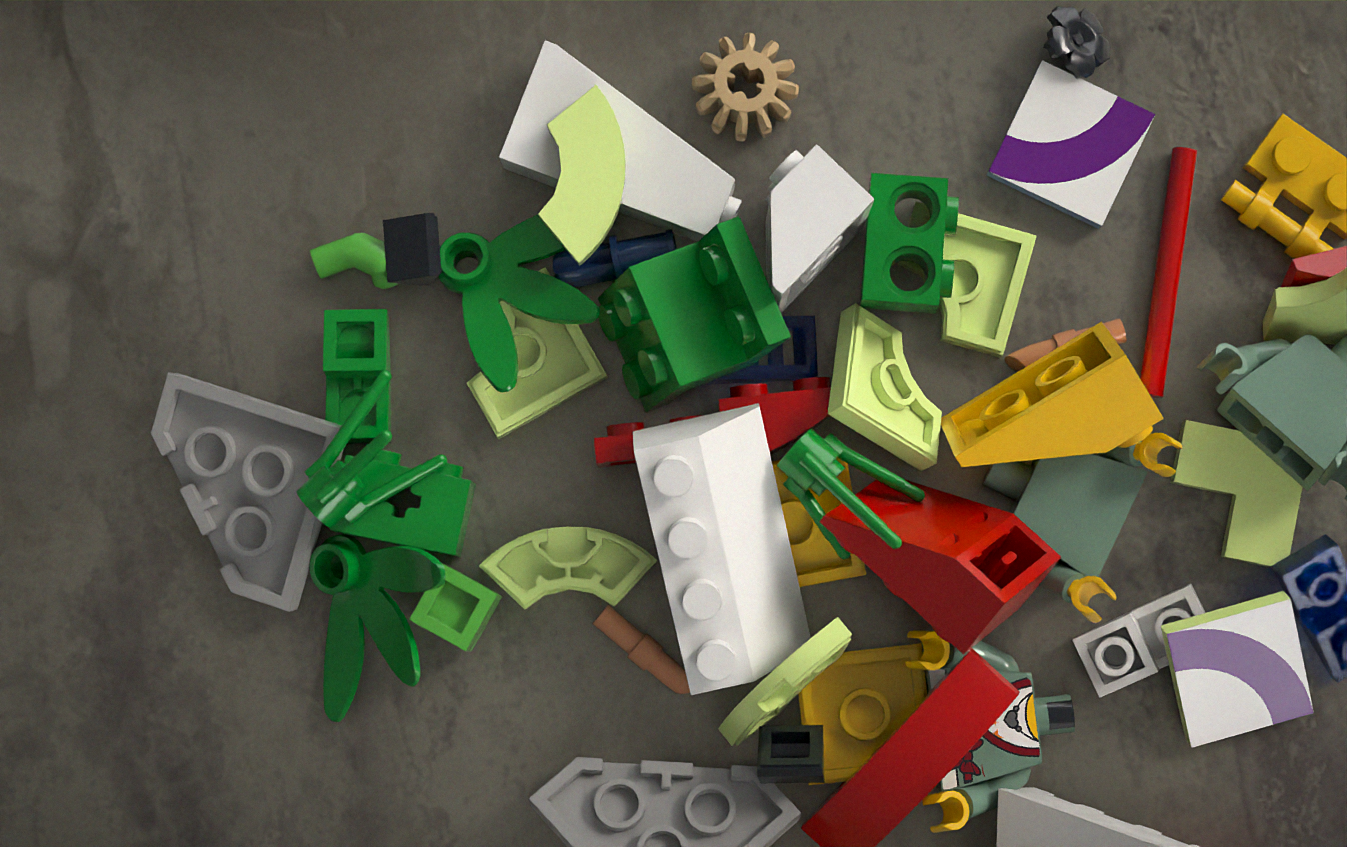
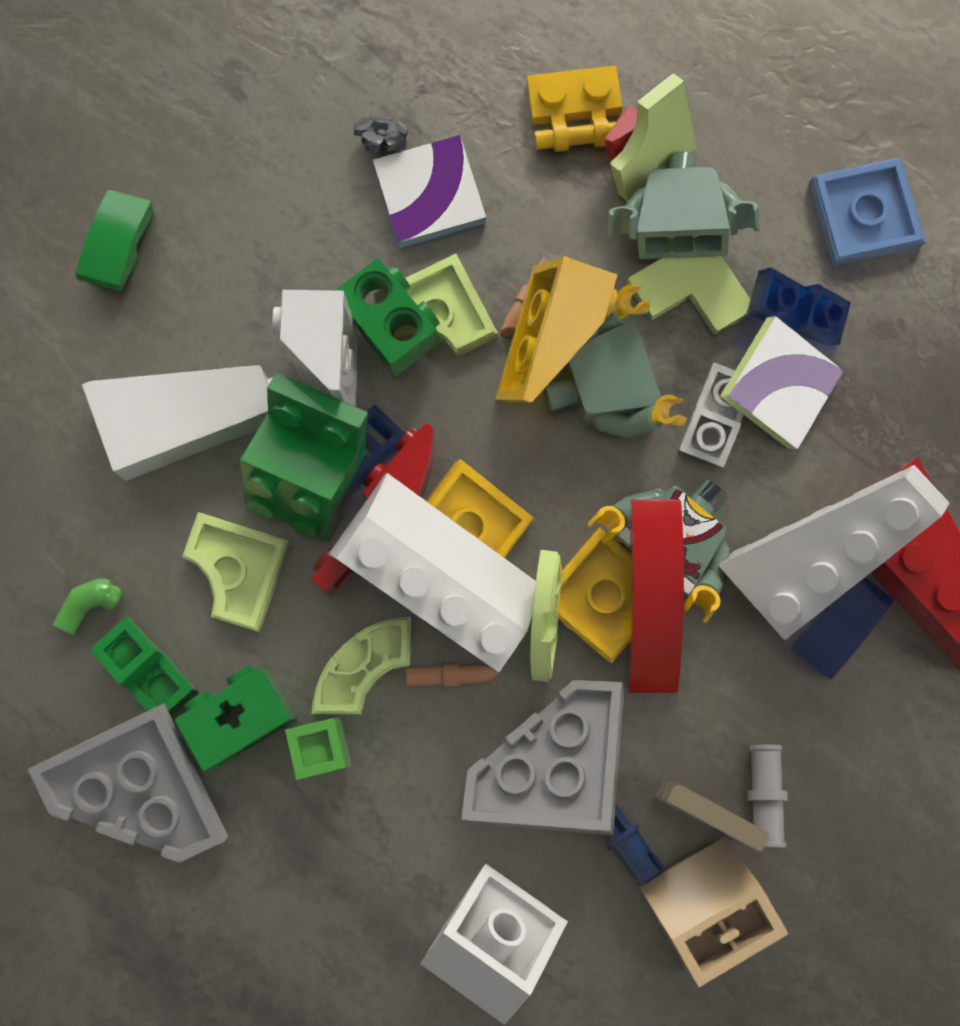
camera: 45 degrees left, 5 degrees down
(335, 490) = (182, 743): green plant -> none
(359, 596) = (249, 789): green plant -> none
(412, 249) = (111, 569): black slope -> none
(502, 279) = (178, 539): green plant -> none
(590, 175) = (174, 433): yellowish green tile -> none
(612, 258) = (226, 481): dark blue axle -> none
(736, 106) = (225, 328): tan gear -> none
(791, 754) = (586, 654): black slope -> none
(814, 466) = (449, 479): green plant -> none
(878, 394) = (448, 411): yellowish green tile -> none
(957, 558) = (568, 463): red slope -> none
(1168, 270) = (536, 200): red bar -> none

